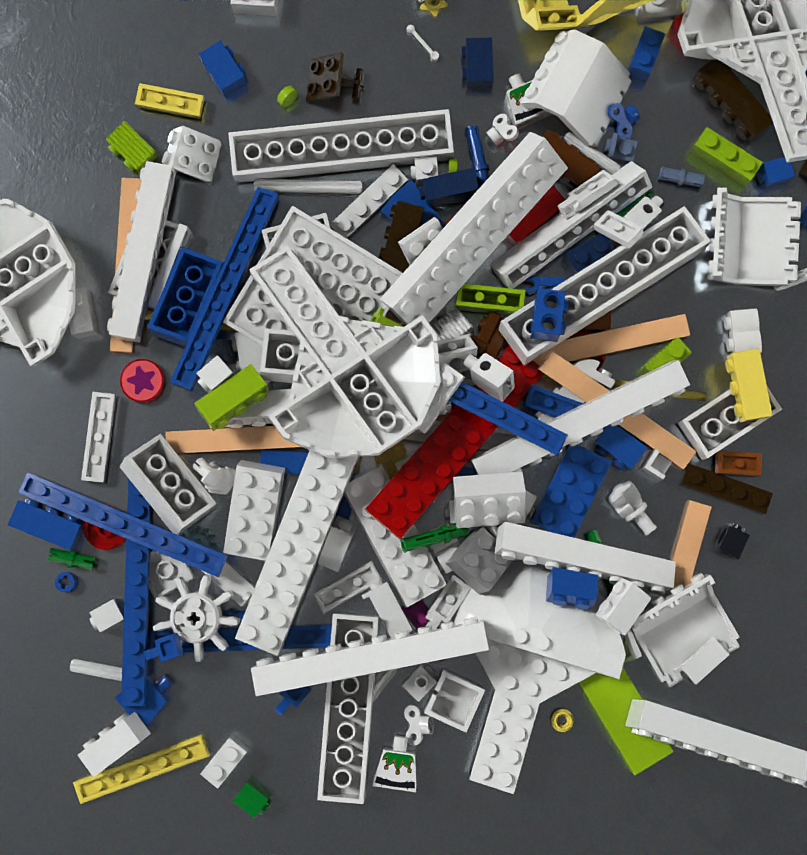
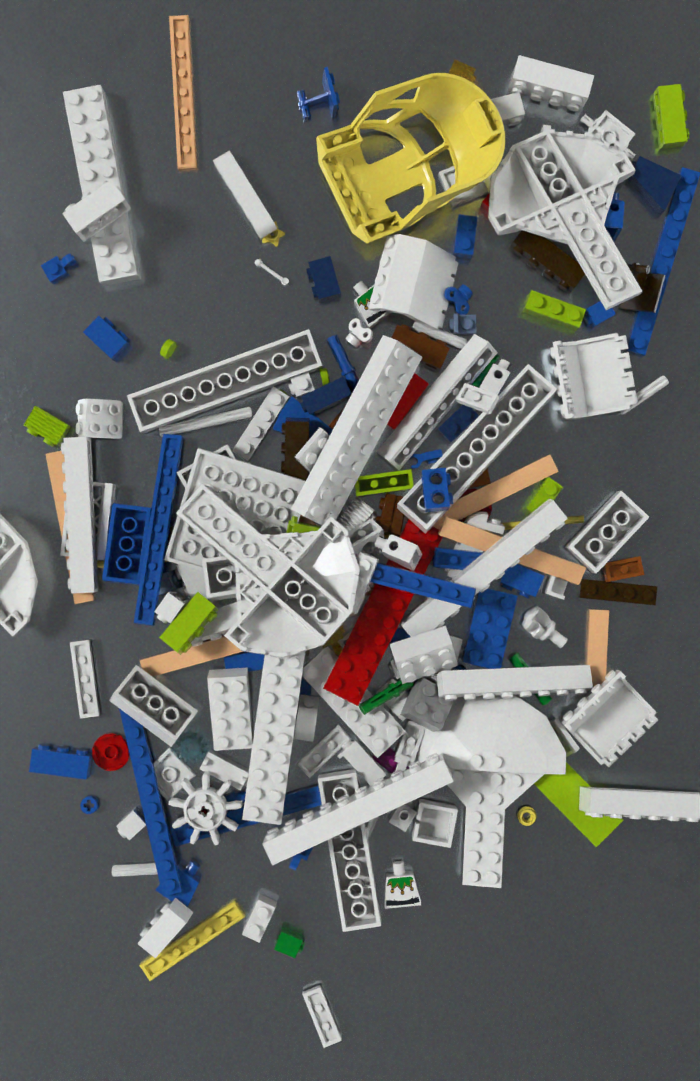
camera: 20 degrees left, 5 degrees up
(71, 559) = (89, 785): green pin -> none
(84, 319) = (47, 583): white brick -> none
(123, 524) = (125, 748): blue plate -> none
(142, 380) = (108, 622): tile -> none
(166, 648) = (188, 841): blue plate -> none
(169, 101) = (68, 377): light yellow plate -> none
(216, 479) = (191, 690): white connector -> none
(327, 75) = (197, 324): dark brown plate -> none
(418, 724) = (410, 849): white piece -> none
(571, 588) = (509, 710): blue brick -> none
(587, 193) = (444, 373): white hinge -> none
(623, 606) = (554, 715): white brick -> none
(681, 177) = (520, 336): sand blue pin -> none
(704, 660) = (631, 739): white tile -> none
(732, 541) = (632, 635): black brick -> none
(743, 330) = (602, 457): white brick -> none
(748, 385) = (616, 505): light yellow brick -> none

